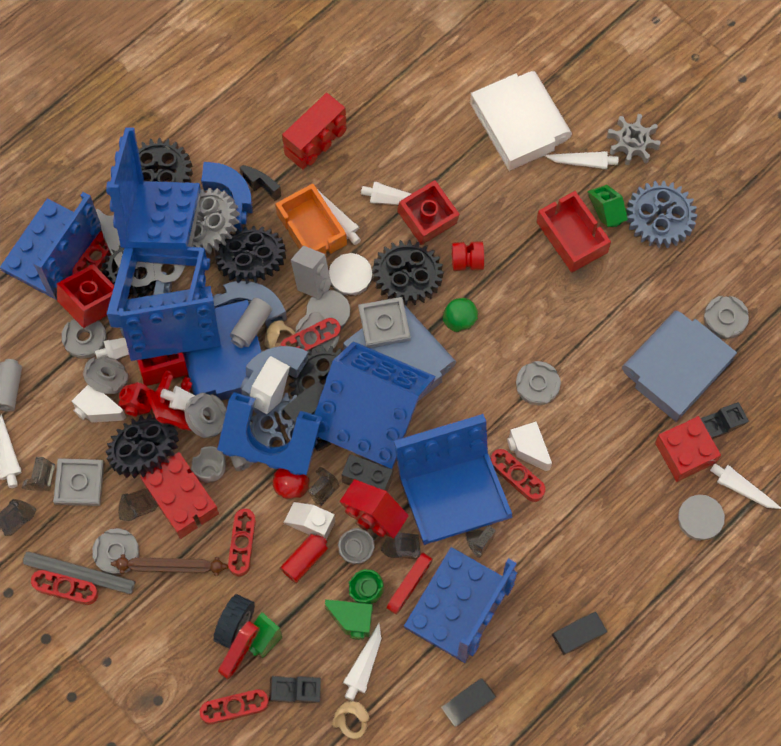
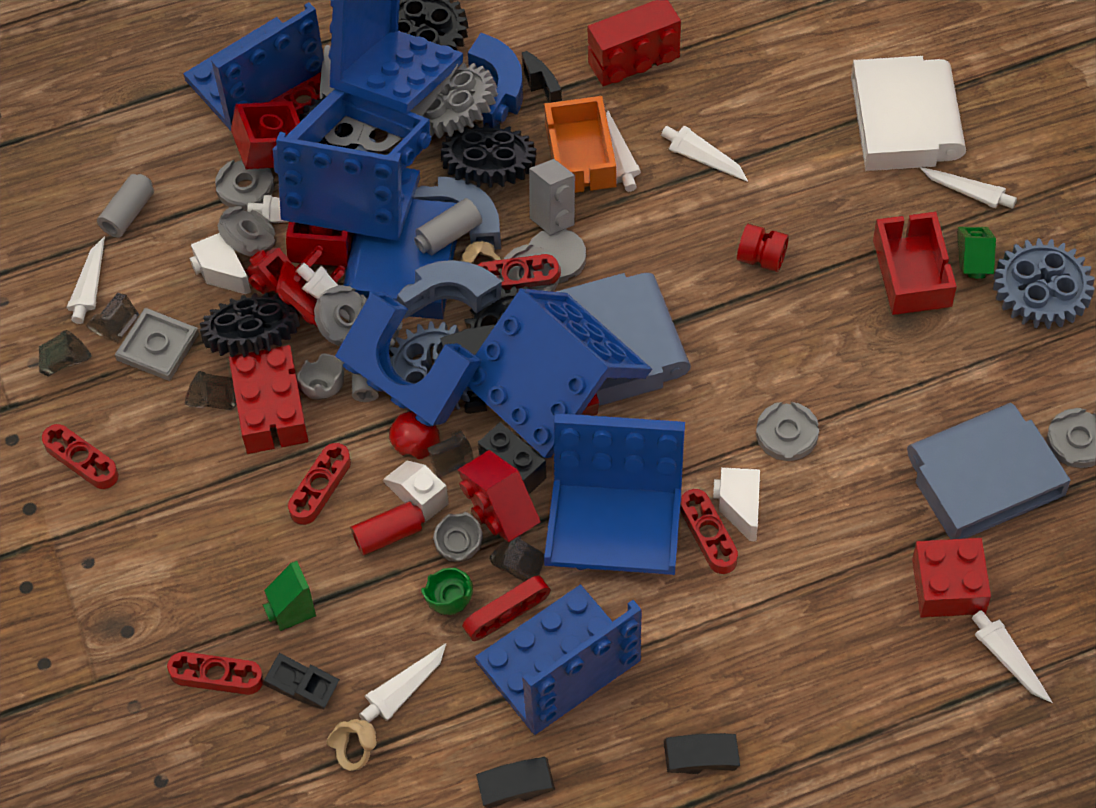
camera: 25 degrees right, 10 degrees down
(79, 572) = (122, 458): dark grey axle -> none
(110, 547) = (161, 439): light grey tile -> none
(169, 565) = (217, 475): reddish brown wheel -> none
(232, 619) = (258, 564): black wheel -> none
(238, 650) = (249, 601): red beam -> none
(269, 385) = (434, 302): white slope -> none
(350, 274) = (604, 222): white tile -> none
(351, 617) = (414, 620): green slope -> none
(384, 322) = (616, 285): light grey tile -> none
(407, 272) = (677, 242): black gear -> none
(428, 212) = (734, 179): red brick -> none
(460, 314) = (723, 314): green hair -> none
(480, 540) = (623, 590): clear smoke tile -> none
(632, 139) = (1046, 183): light grey gear -> none
(701, 517) = (933, 671): light grey tile -> none
(725, 420) = (1019, 564): black slope -> none

